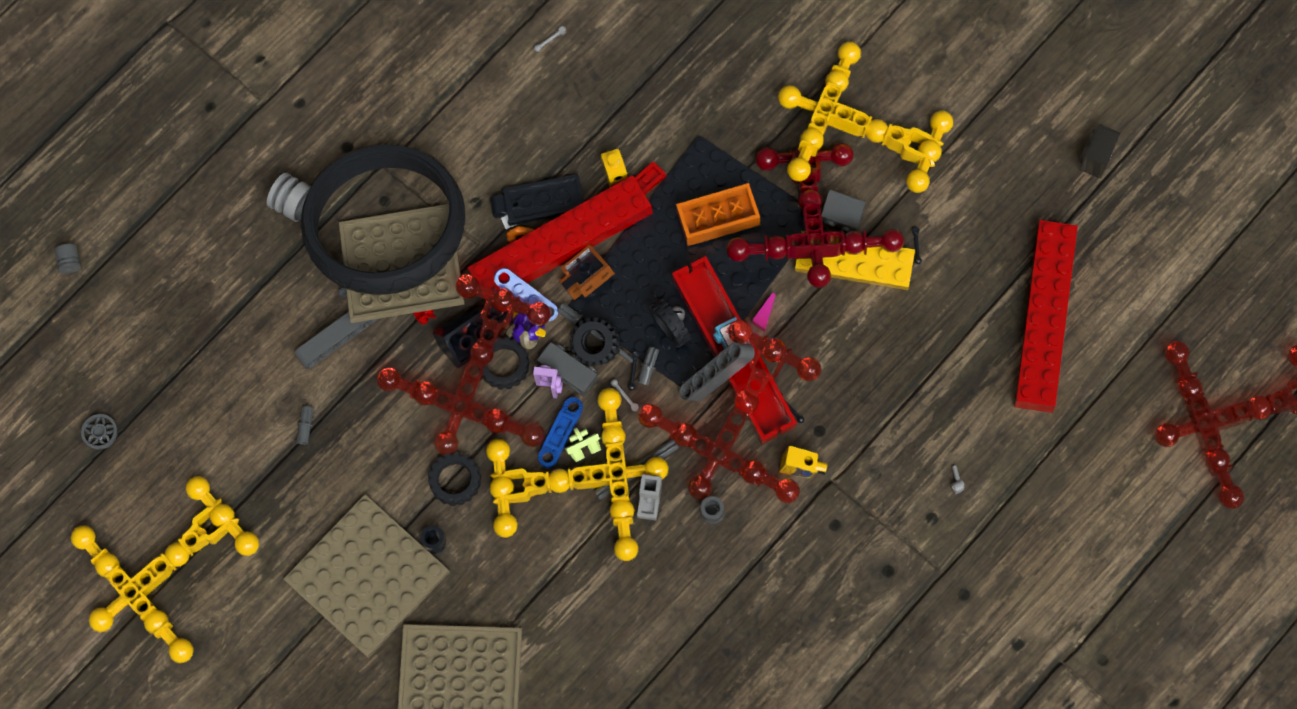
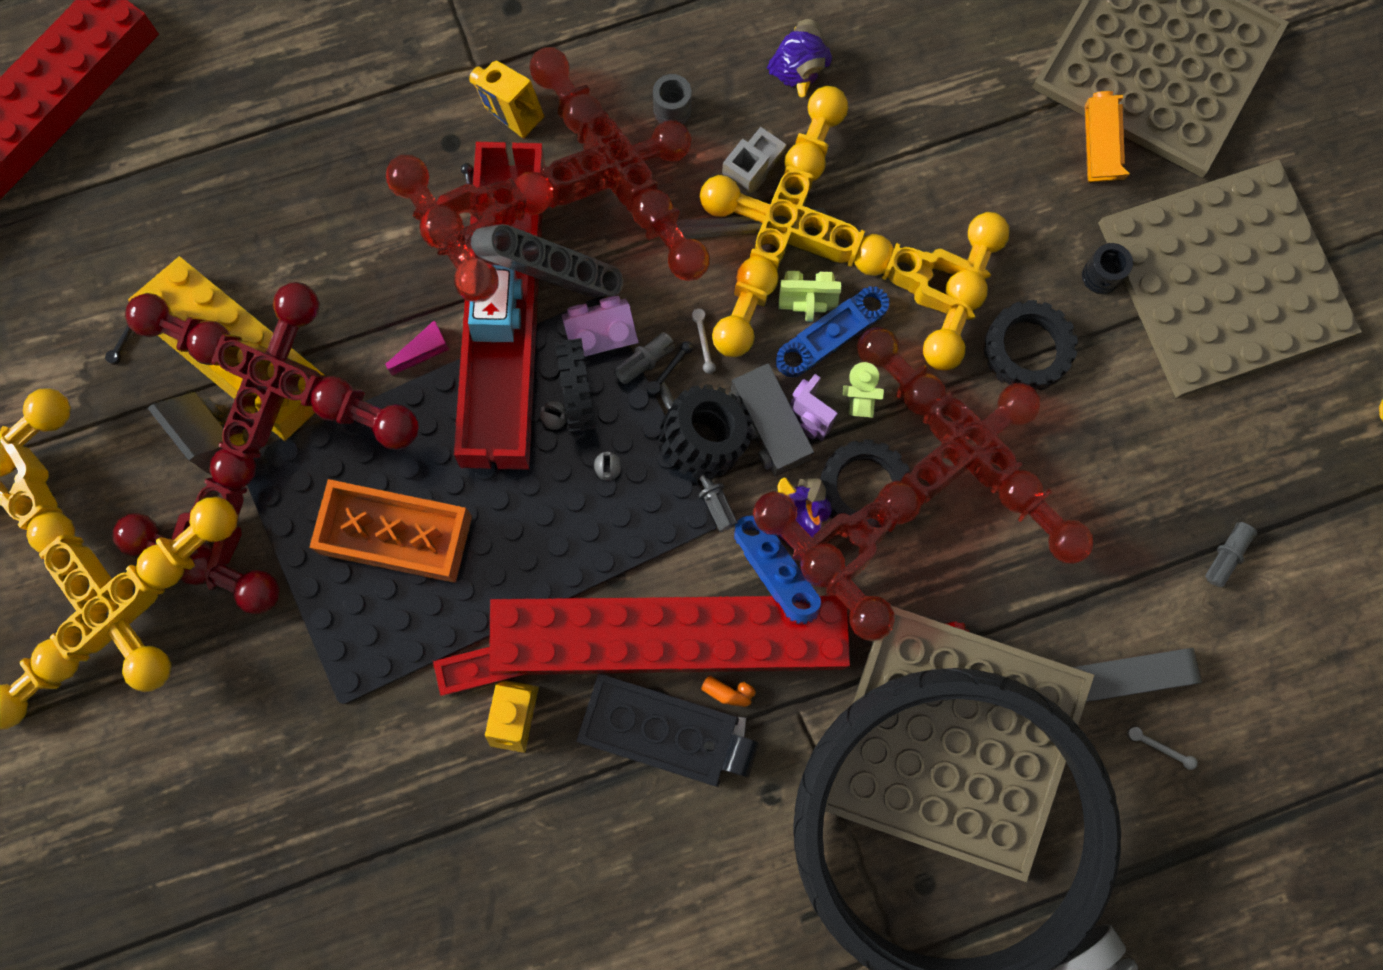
camera: 160 degrees left, 5 degrees up
(315, 317) = (1136, 734): none -> light grey hinge
(461, 334) = (908, 564): black wedge -> none
(467, 609) = (1105, 137): none -> light orange window
(527, 402) = (863, 393): none -> yellowish green hips
(585, 273) = (659, 556): piece -> none
(632, 306) = (615, 466): none -> light grey hinge
(657, 574) = (801, 57): none -> dark purple hair
(679, 367) = (601, 326): none -> lavender bracket

